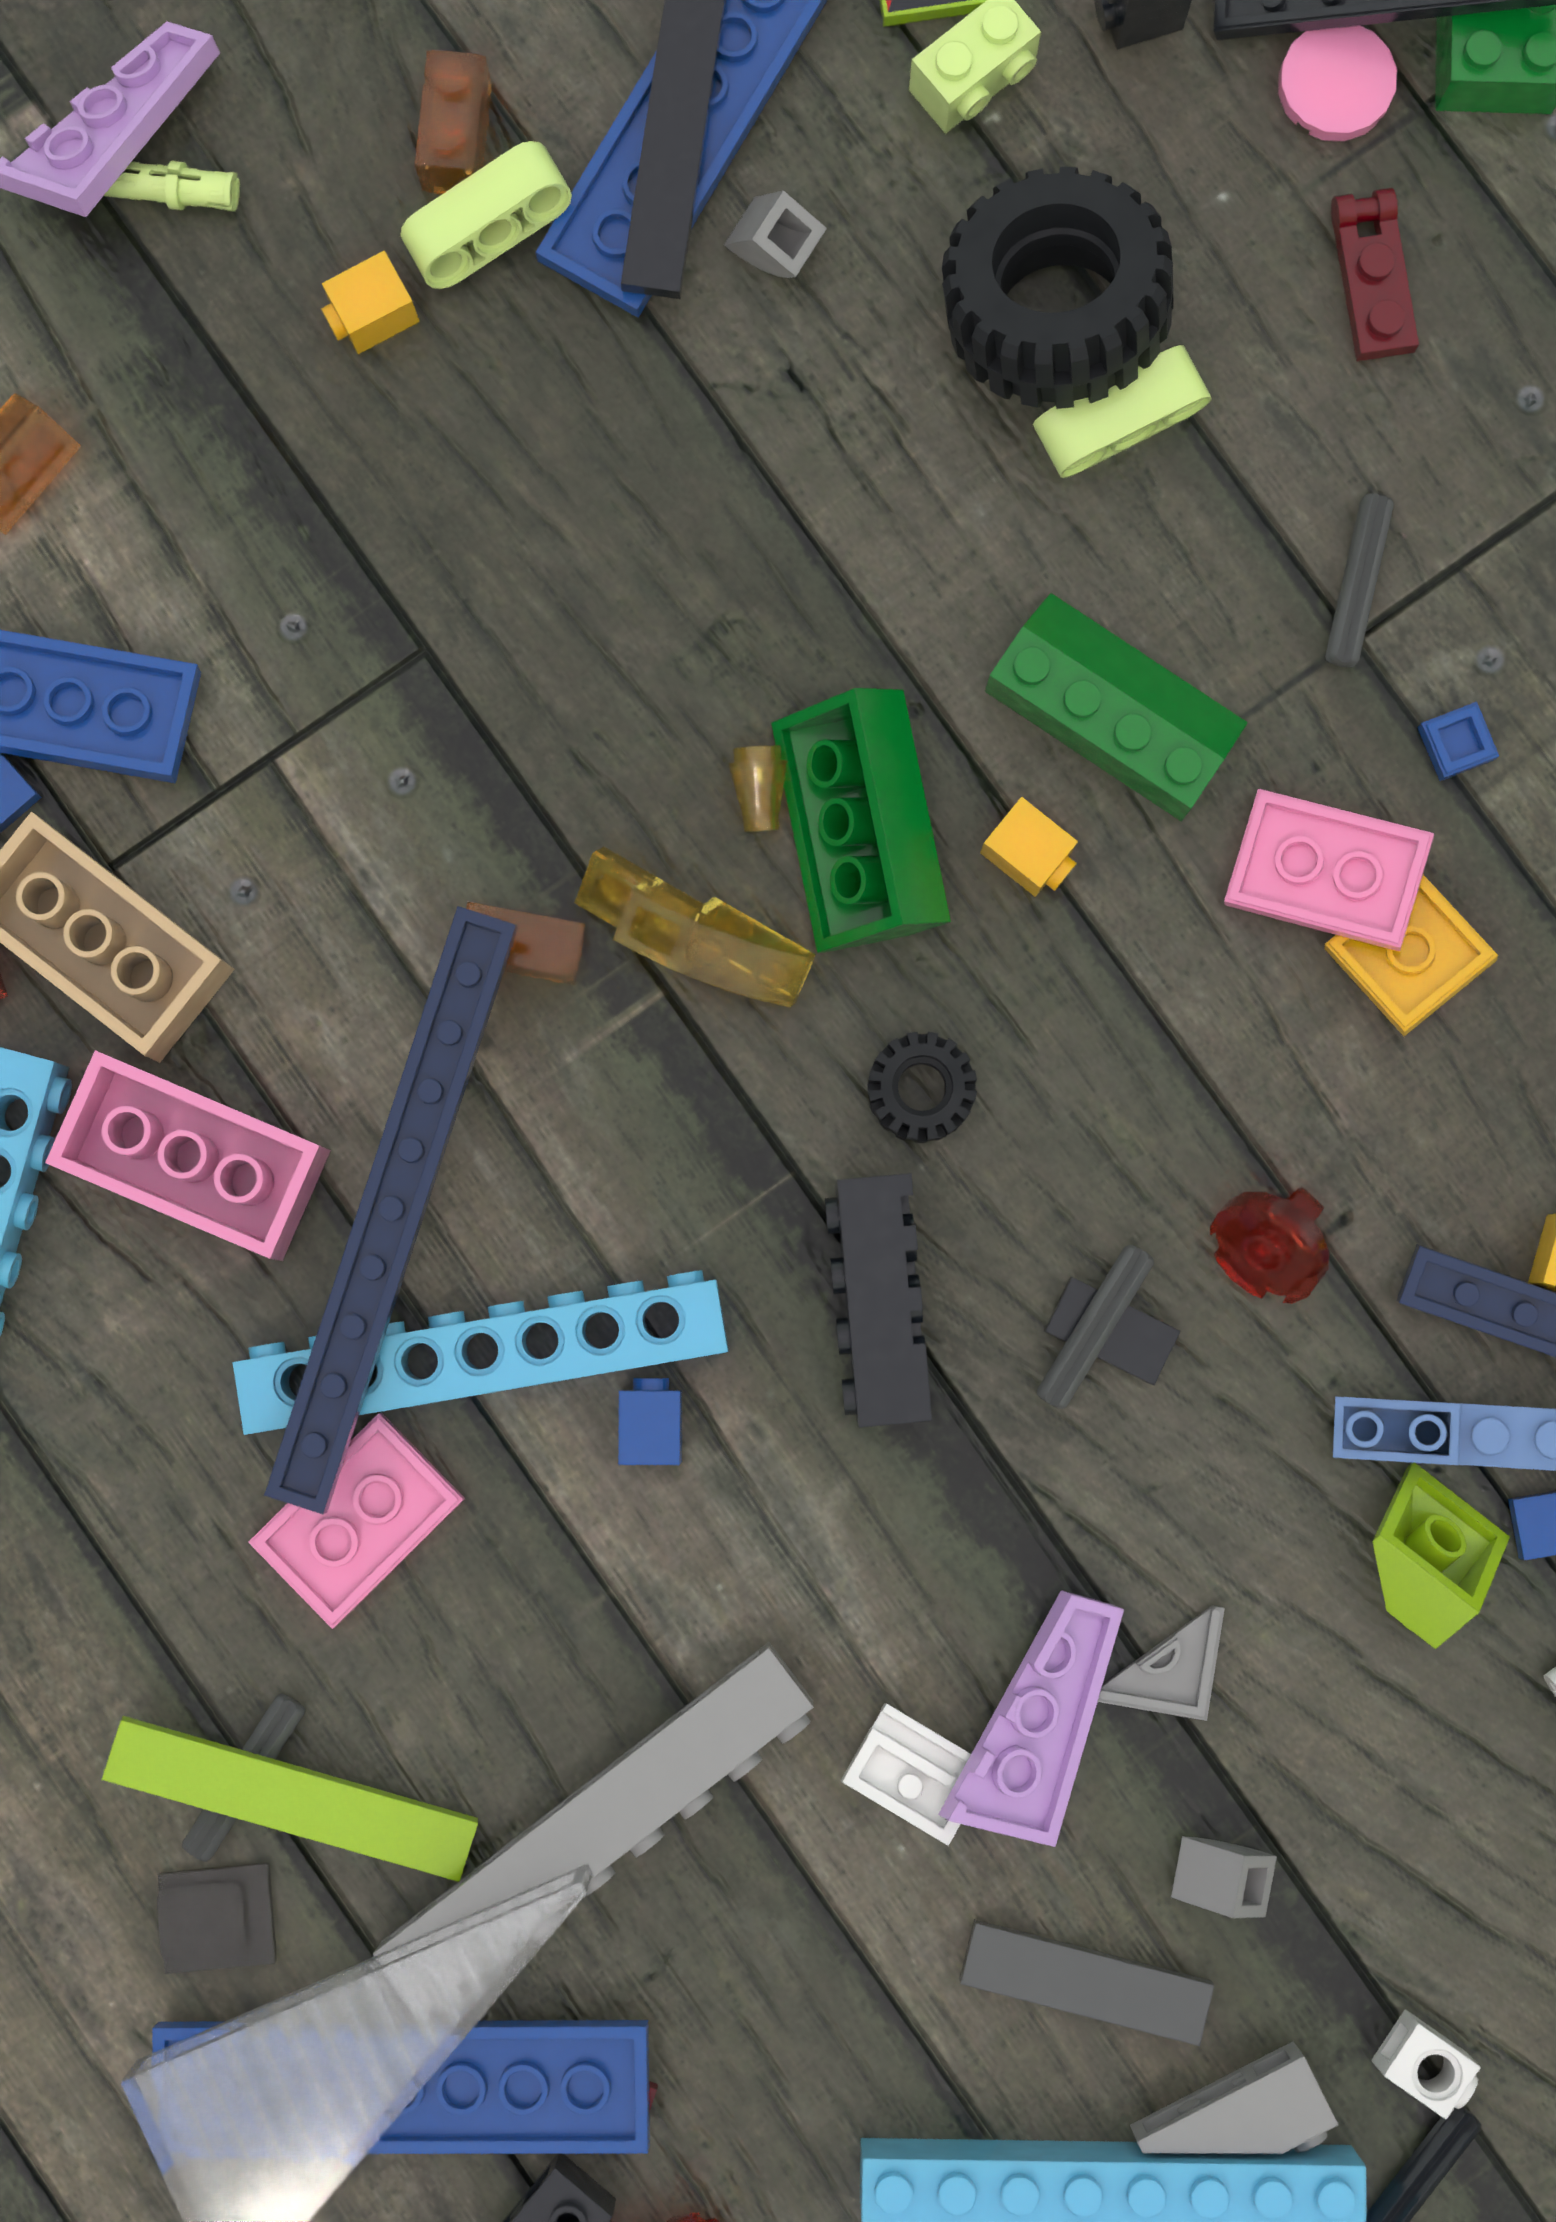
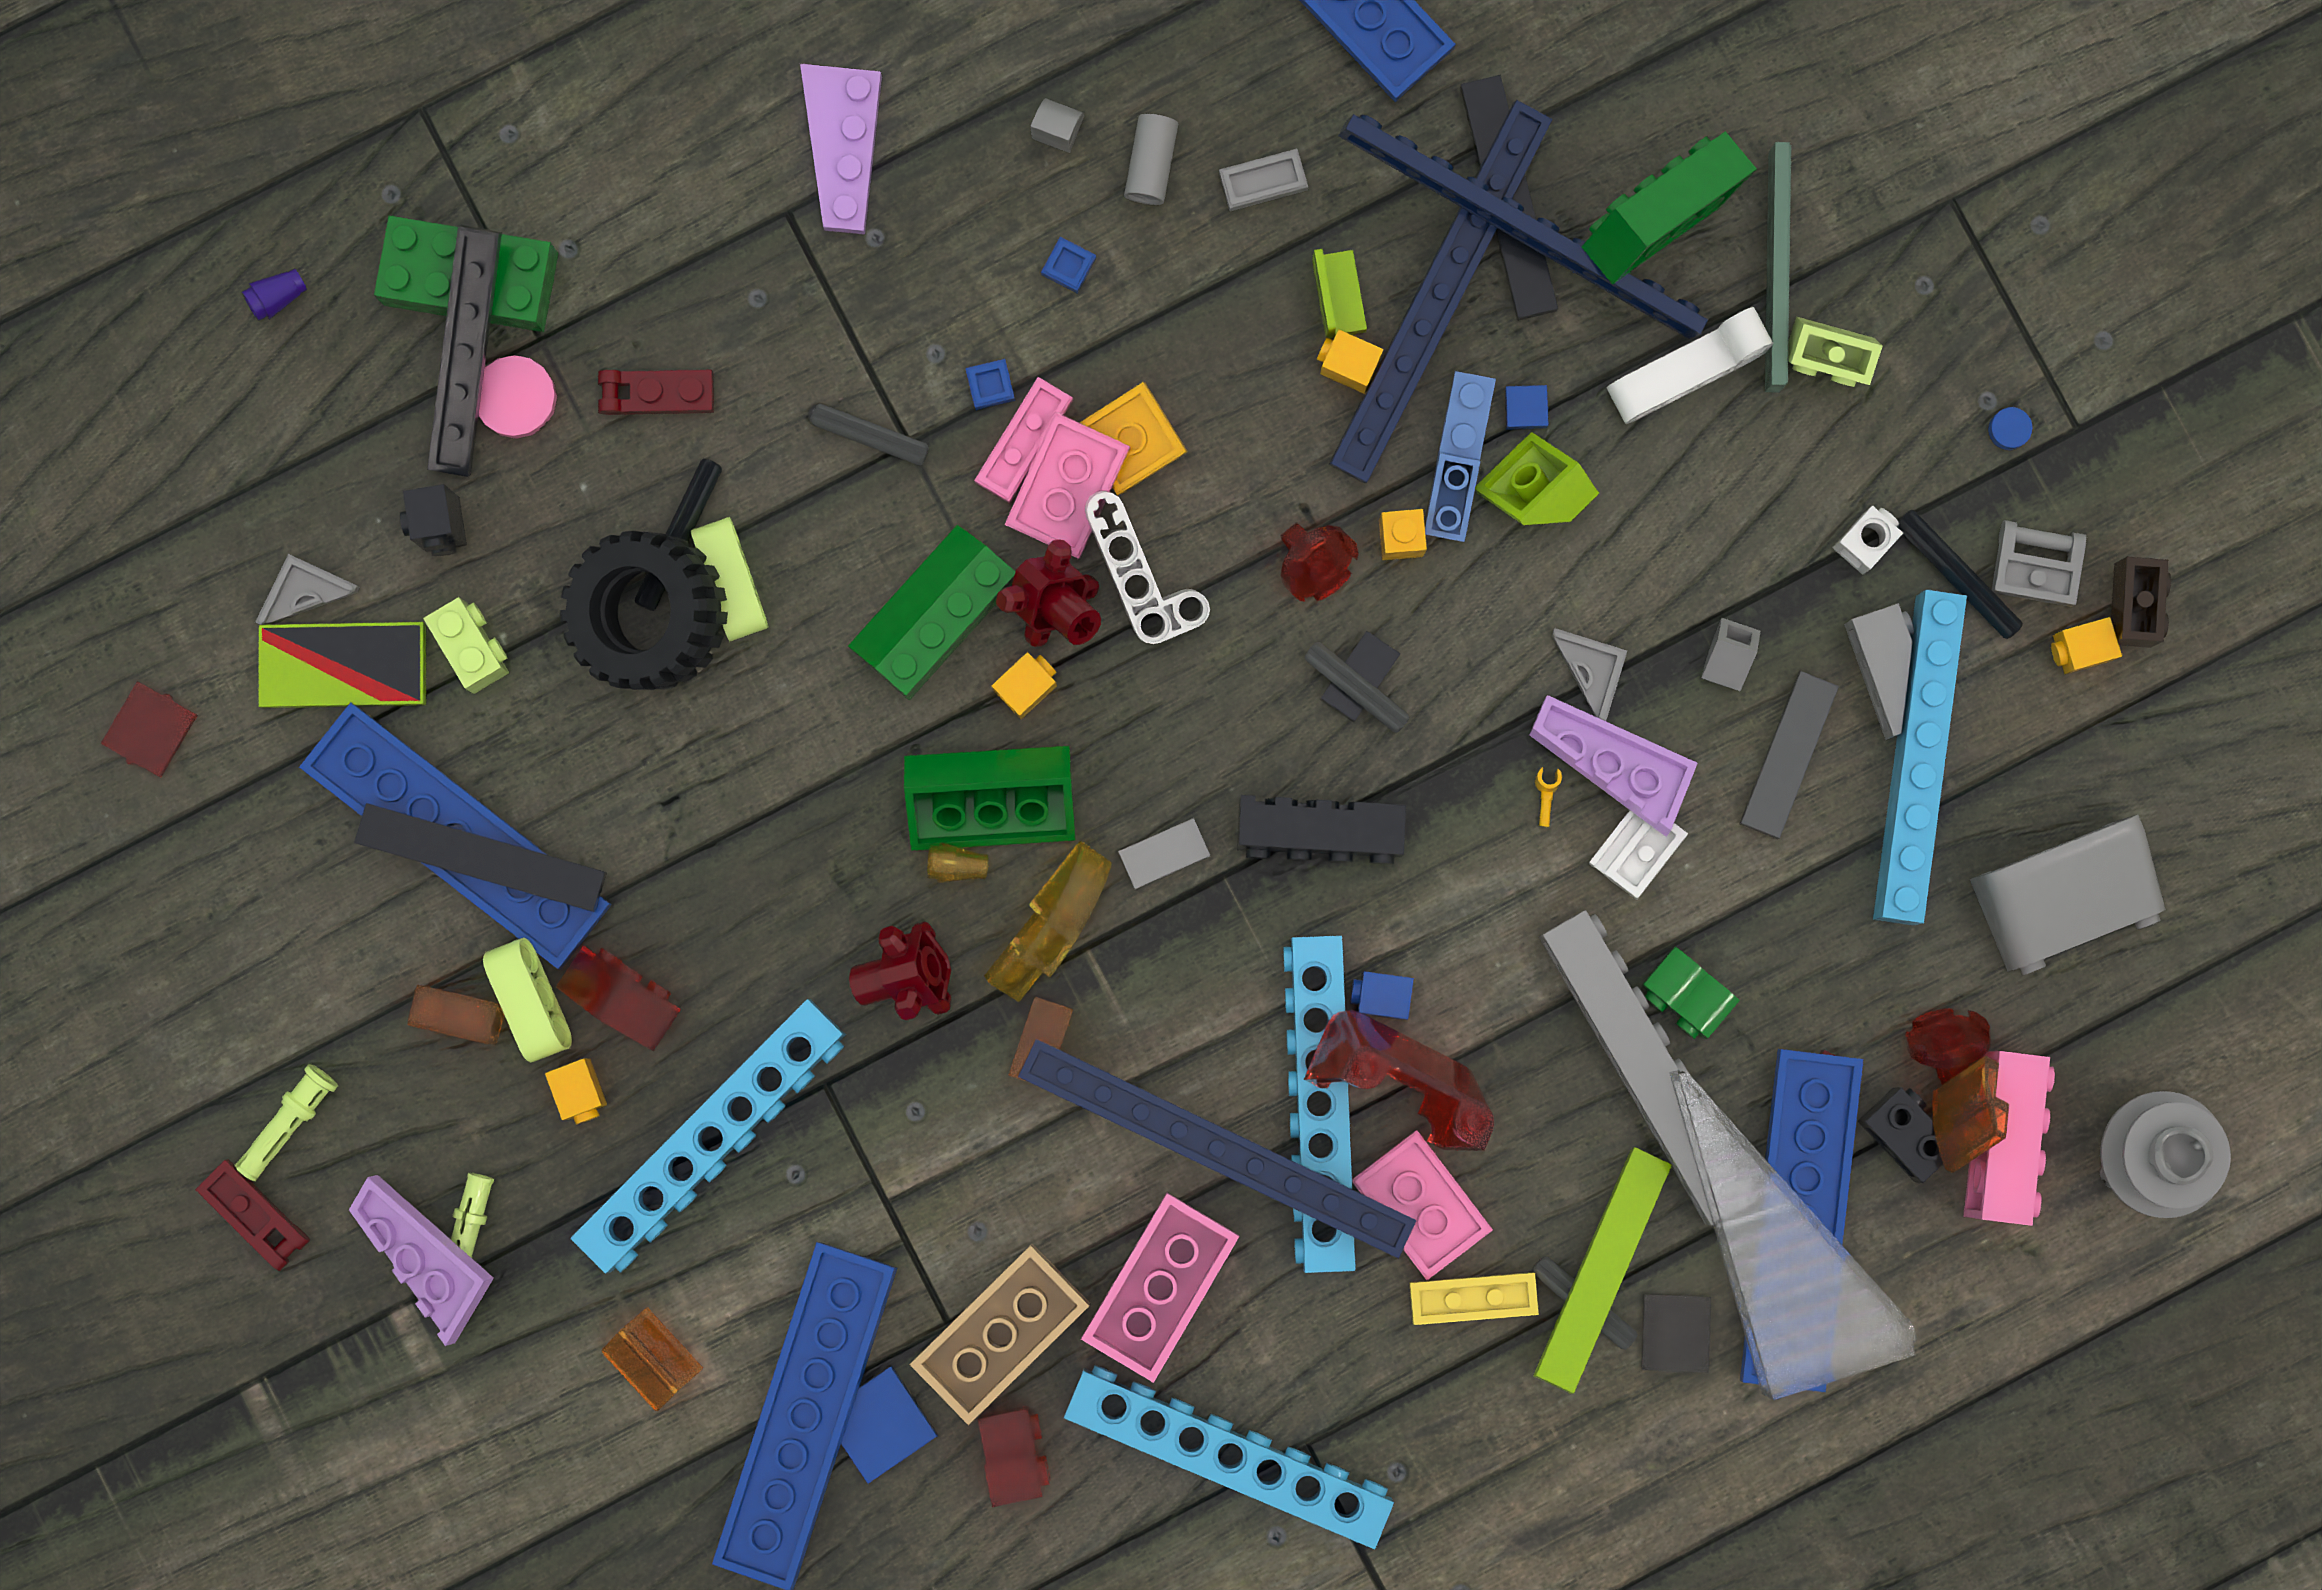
camera: 85 degrees left, 0 degrees up
(168, 362) = (597, 1235): none -> medium azure brick
(229, 1614) = (1473, 1298): none -> light yellow plate
(499, 337) = (617, 997): none -> clear red brick
(561, 1402) = (1365, 1051): none -> clear red windscreen
(593, 737) = (911, 972): none -> dark red piece
(712, 1877) = (1689, 994): none -> green brick
(775, 234) = (569, 800): light grey brick -> none
(814, 1081) = (1164, 853): none -> light grey tile
(921, 1050) = (1173, 756): black tyre -> none
(975, 1627) = (1546, 795): none -> yellow hand
(1162, 865) = (1052, 597): none -> dark red piece
(1209, 342) = (682, 524): none -> black axle
(1228, 982) = (1137, 564): none -> white beam
(1330, 1365) = (1402, 534): none -> yellow brick
(1370, 789) = (1019, 443): none -> bright pink tile

